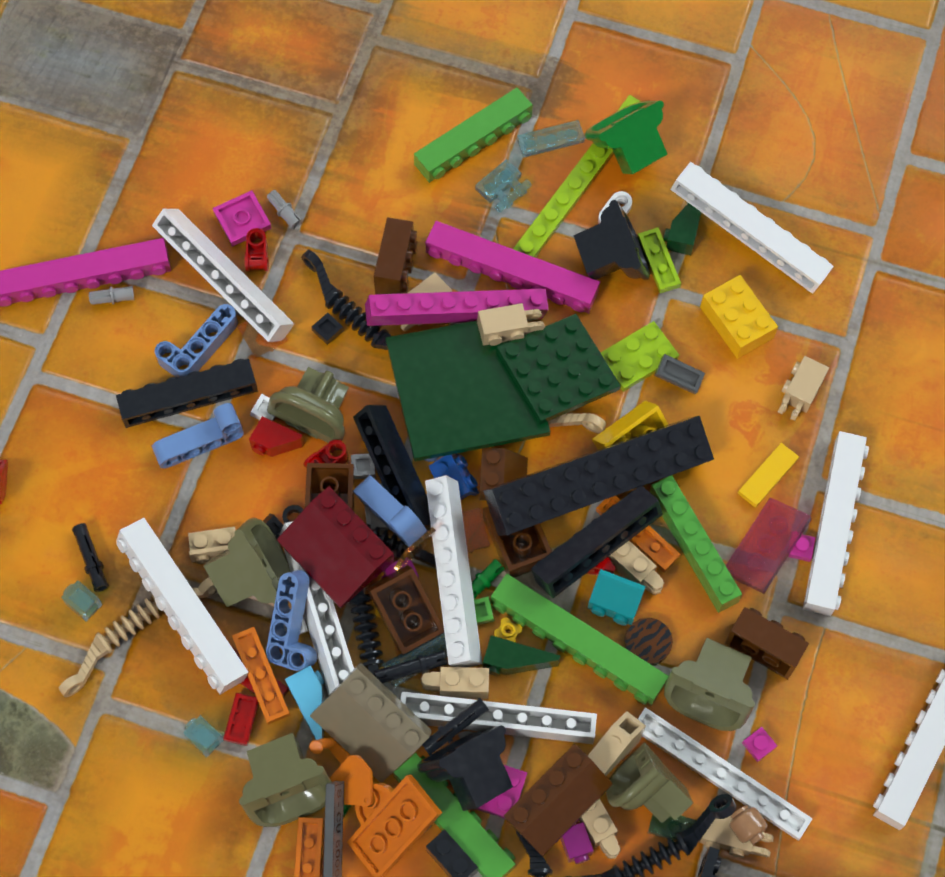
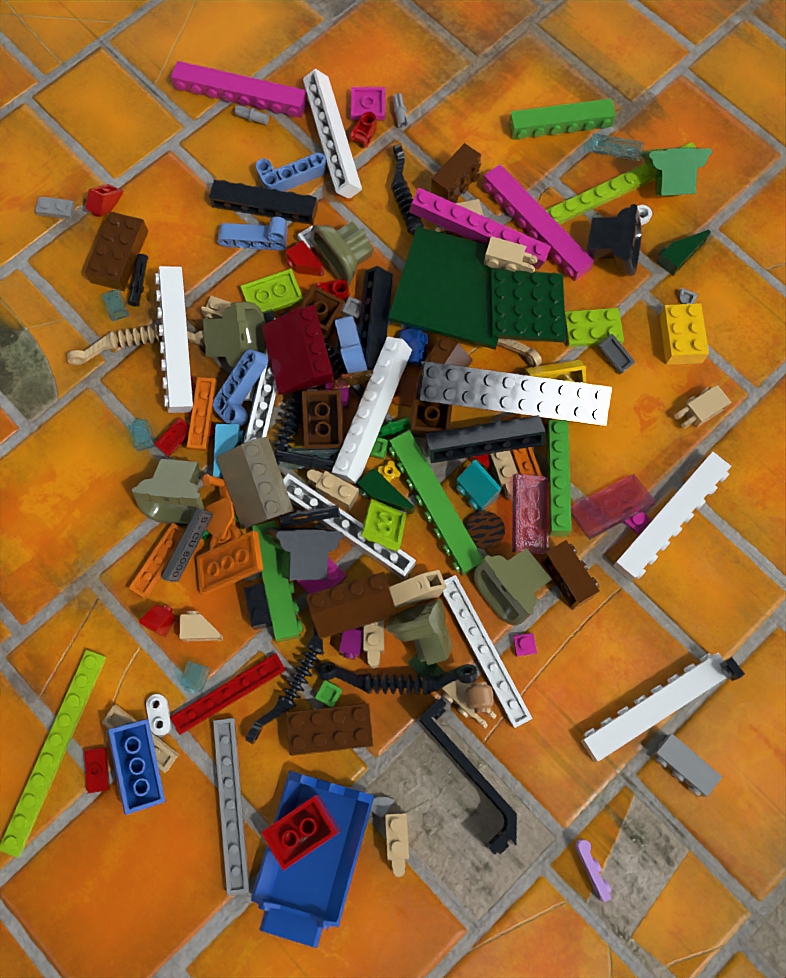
camera: 30 degrees right, 5 degrees up
(45, 536) = (116, 251): none -> reddish brown brick
(259, 492) = (274, 291): none -> lime plate
(327, 328) = (383, 204): black plate -> none
(498, 181) = (562, 159): clear light blue plate -> none
(540, 693) = (384, 525): none -> lime plate
(659, 260) = (647, 267): lime plate -> none
(688, 598) = (530, 514): none -> clear pink tile
(719, 273) = (686, 296): none -> light grey tile
(751, 227) = (729, 274): white brick -> none
(768, 475) = (641, 457): yellow tile -> none

